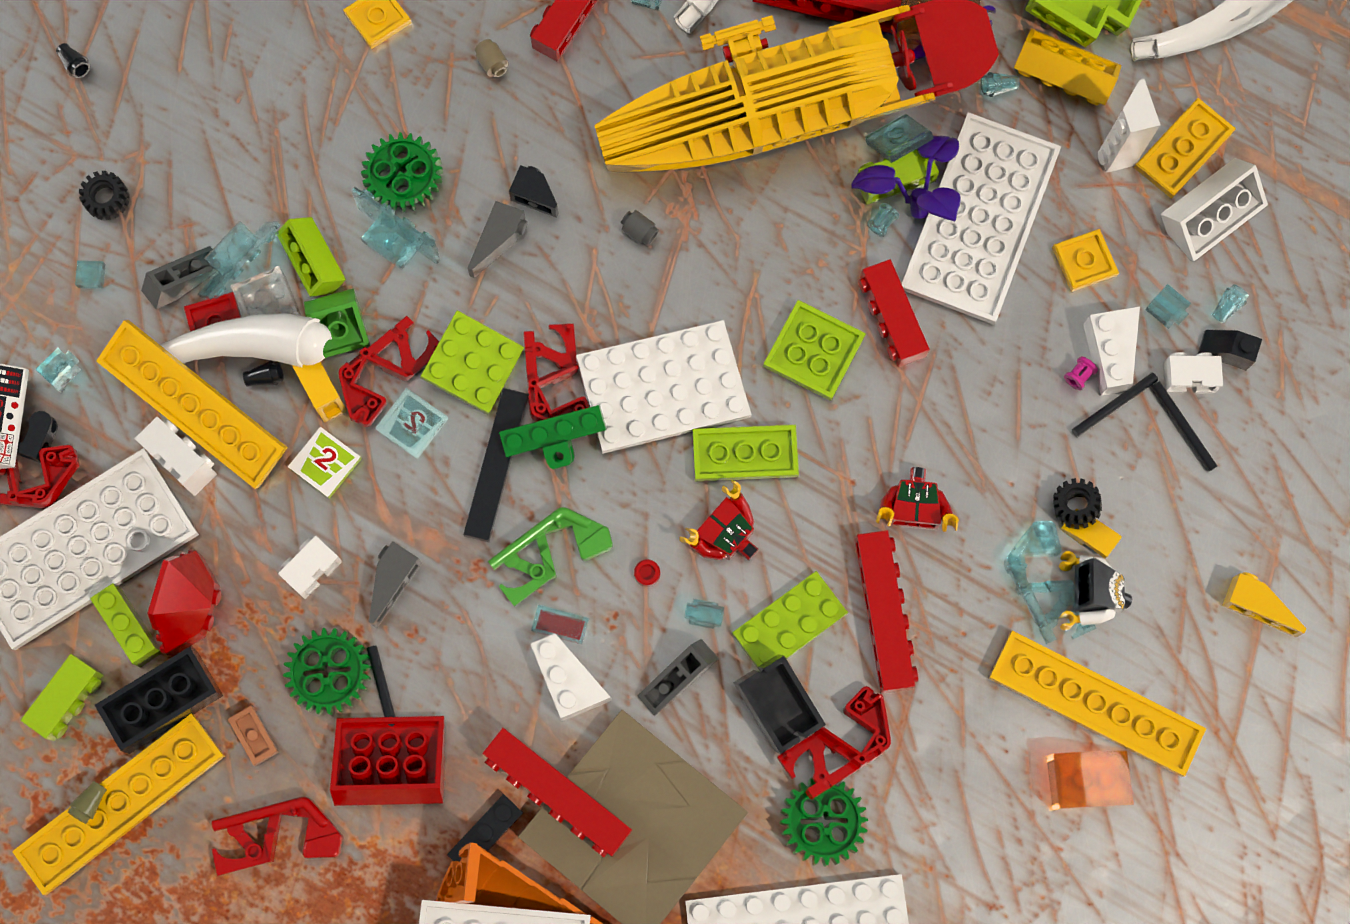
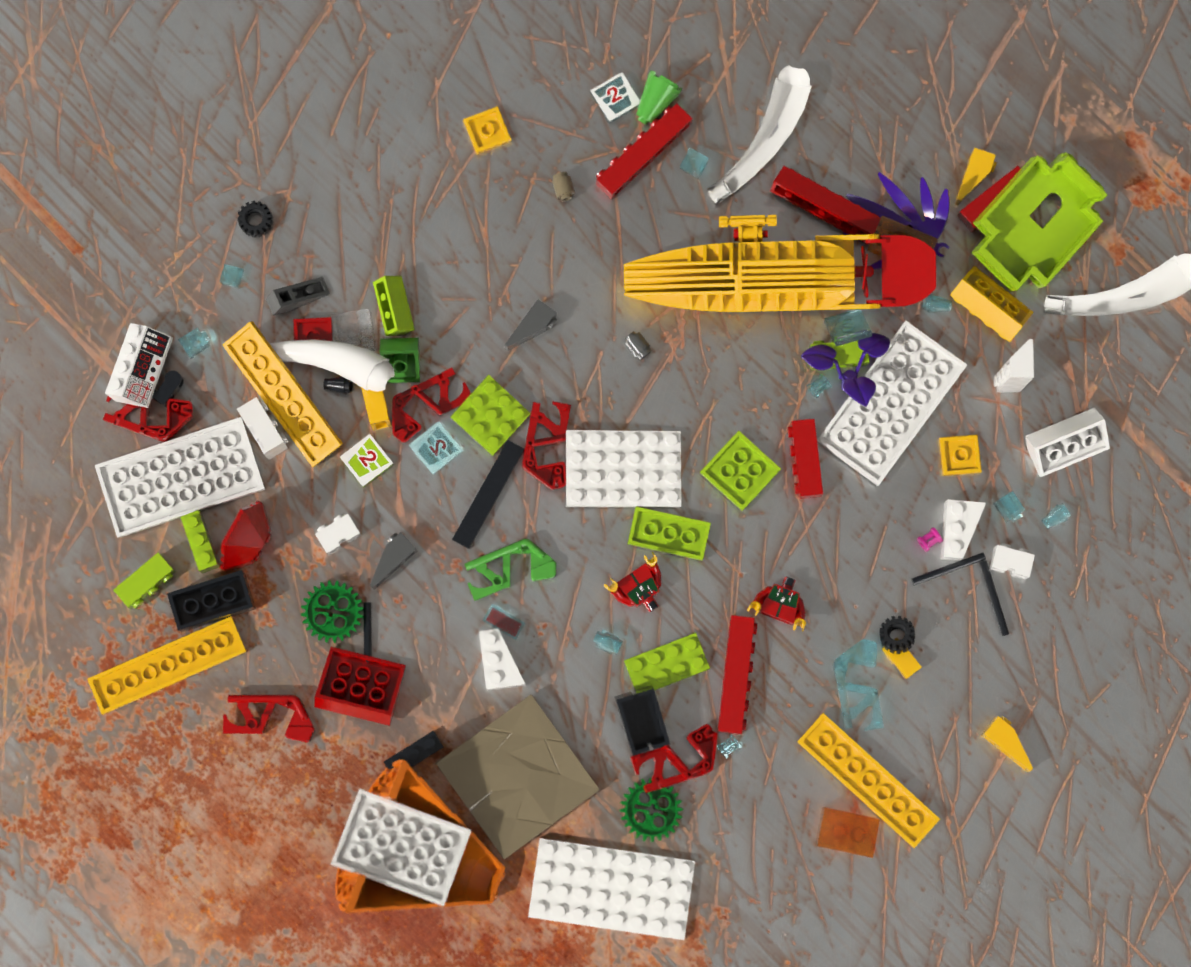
camera: 15 degrees right, 5 degrees up
(73, 61) = (256, 110): black cone -> none
(87, 803) = (145, 660): olive cone -> none
(233, 253) = (339, 291): clear light blue bracket -> none
(253, 735) = (270, 643): nougat plate -> none
(391, 235) = (455, 306): clear light blue bracket -> none
(418, 185) = (465, 244): green gear -> none
(533, 191) = (567, 296): black slope -> none
(554, 435) = (534, 485): green plate -> none
(557, 792) = (470, 739): red brick -> none
(647, 573) = (575, 601): red tile -> none
(678, 676) = (577, 681): dark grey slope -> none
(902, 707) = (729, 746): none -> clear light blue bush
(1097, 590) = (891, 702): torso -> none
(1184, 148) = (1061, 389): yellow tile -> none
(1233, 346) = (1045, 549): black slope -> none

